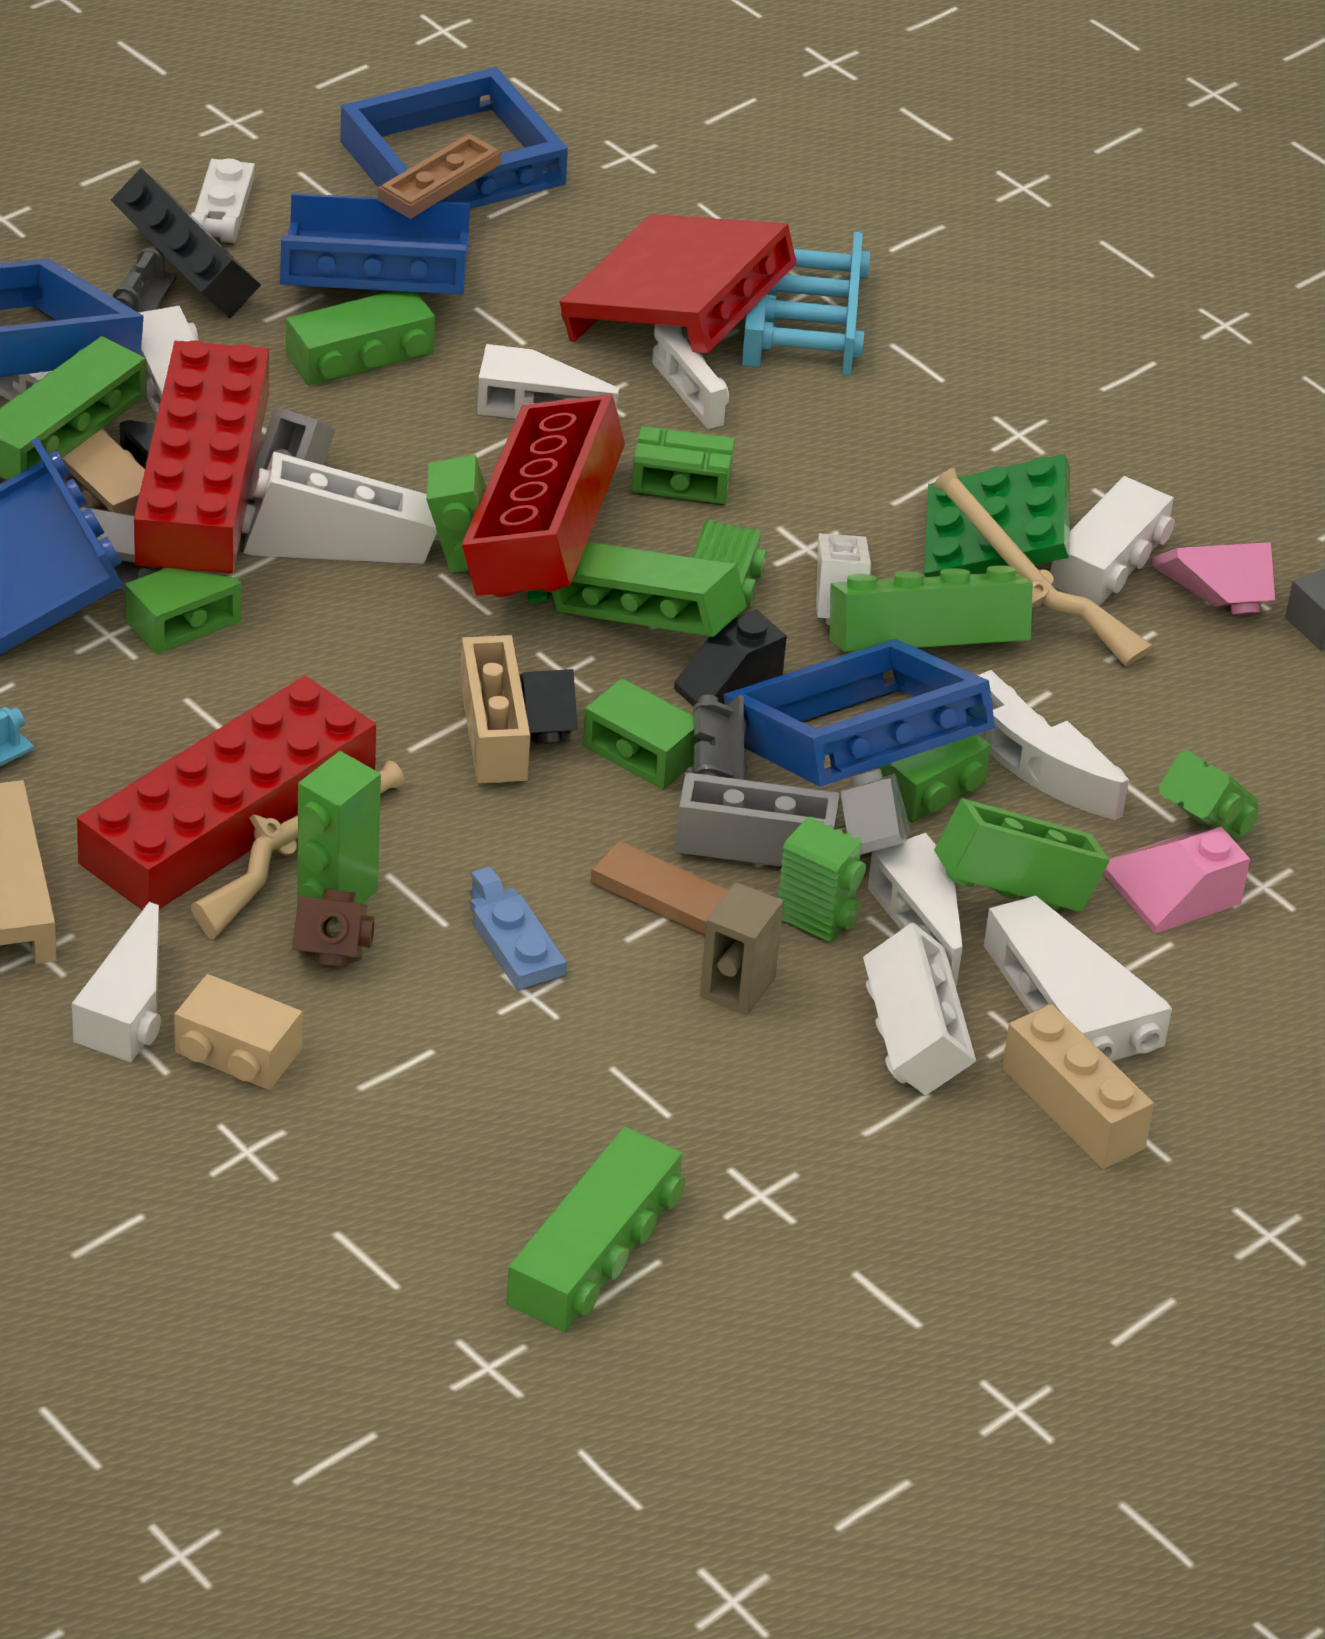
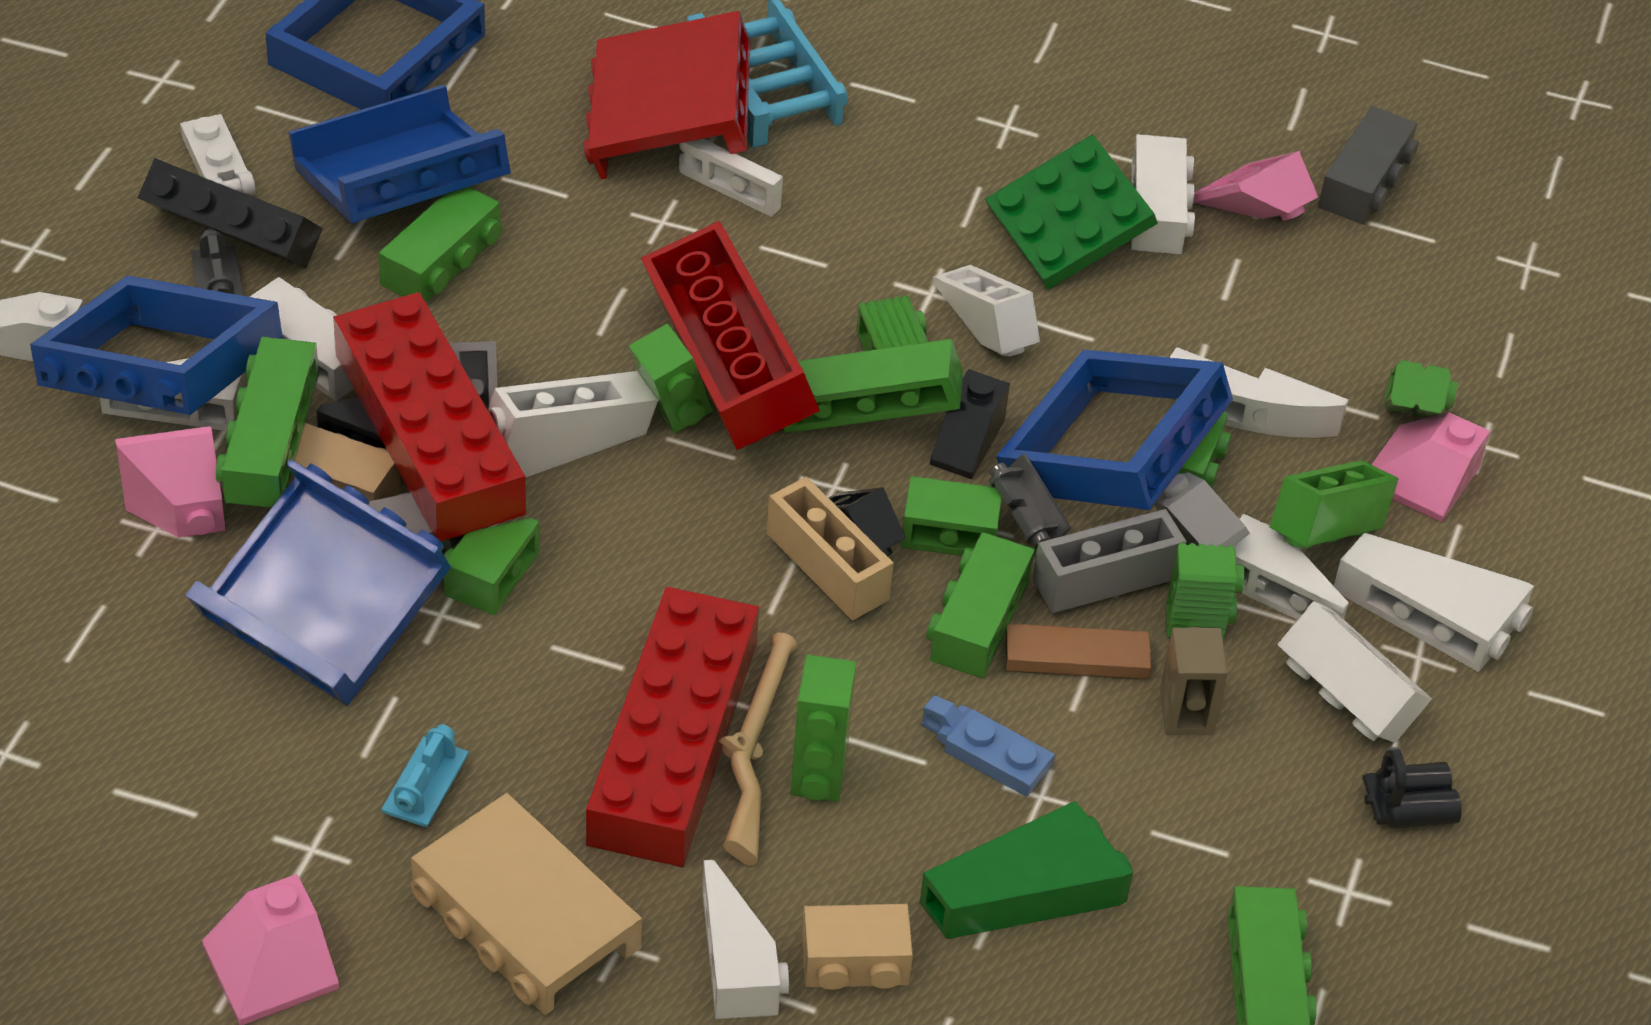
camera: 30 degrees left, 5 degrees up
(313, 924) = (859, 812): reddish brown brick -> none
(439, 176) = (404, 70): medium nougat tile -> none
(447, 1044) = (1028, 876): none -> green slope
(524, 376) = (620, 234): white slope -> none
(588, 819) = (980, 604): none -> bright green brick
(683, 465) = (792, 258): bright green brick -> none
(889, 1135) = (1411, 793): none -> black piece
(931, 610) = (1089, 313): bright green brick -> none
(1077, 1086) = (1510, 683): tan brick -> none
(1117, 637) = (1154, 262): tan piece -> none

